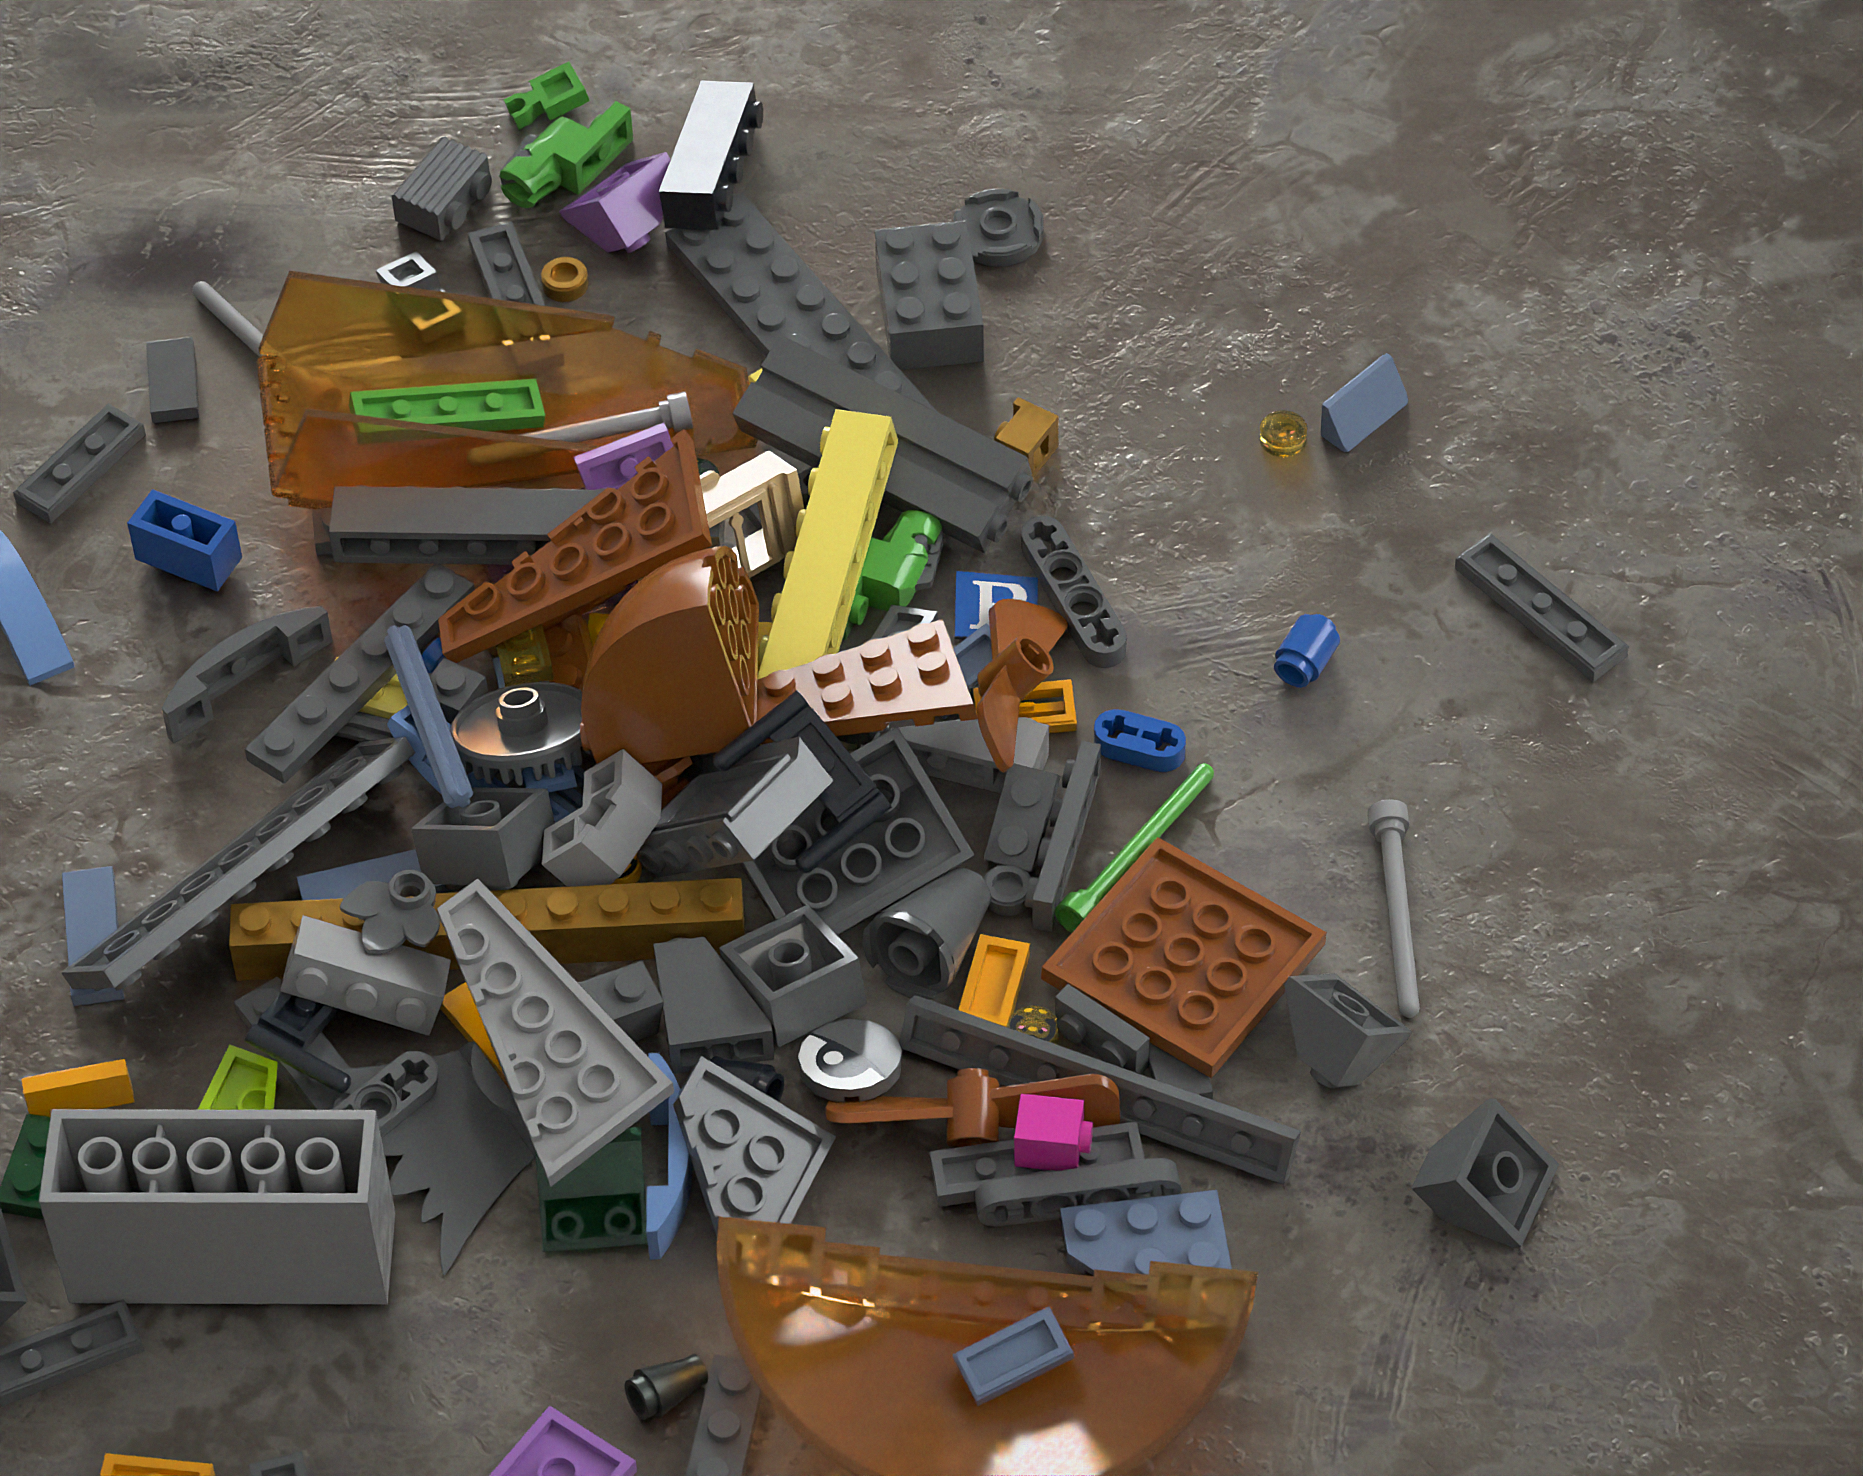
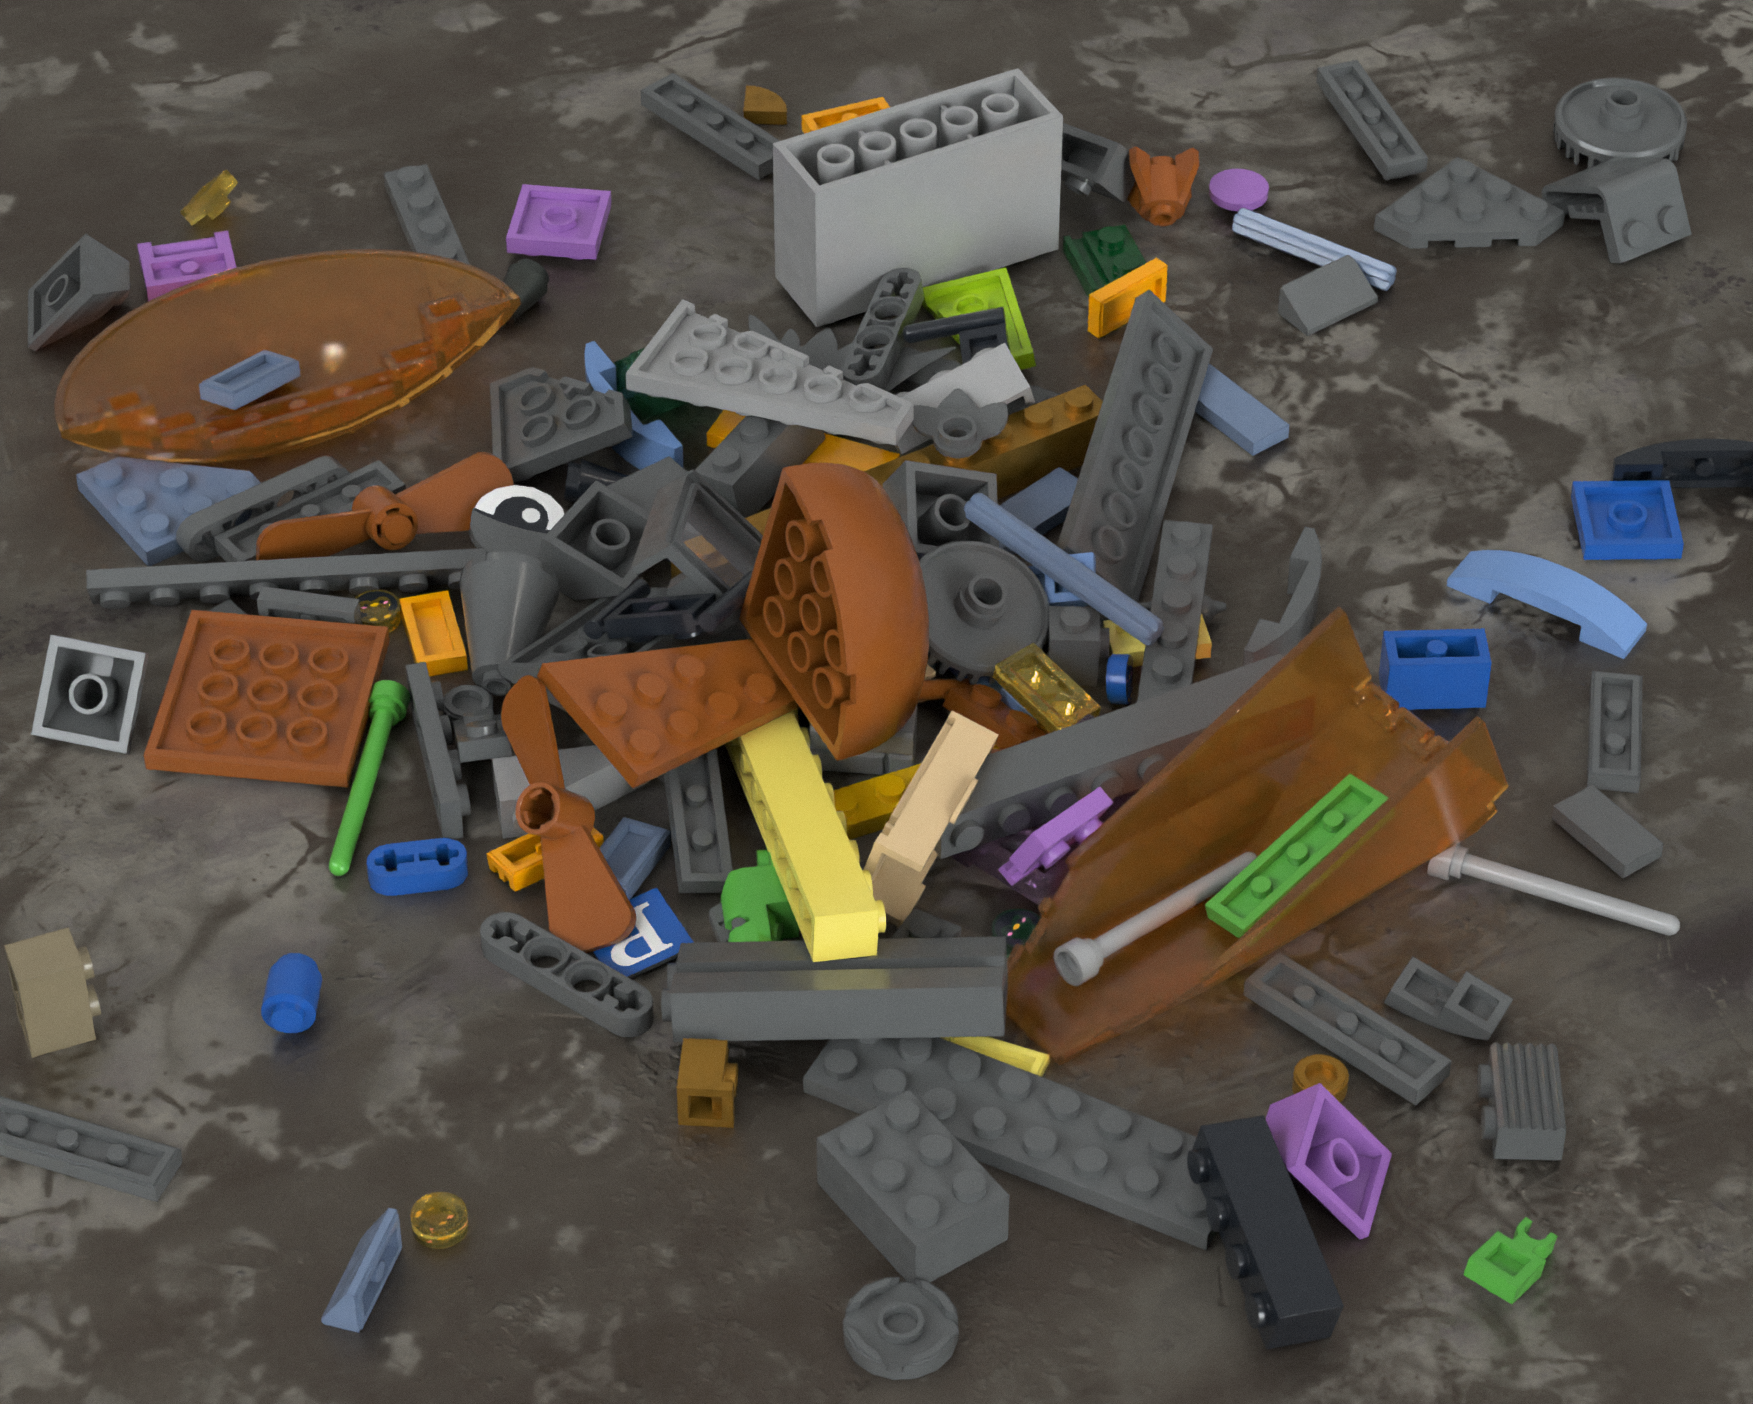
camera: 150 degrees right, 10 degrees down
(565, 156) = (1434, 1188): bright green plate -> none
(590, 554) = (1007, 698): dark orange wing -> none
(1051, 1133) = (299, 493): dark pink brick -> none
(1388, 824) = (129, 874): light grey piece -> none
(1508, 694) = (52, 991): none -> dark tan brick

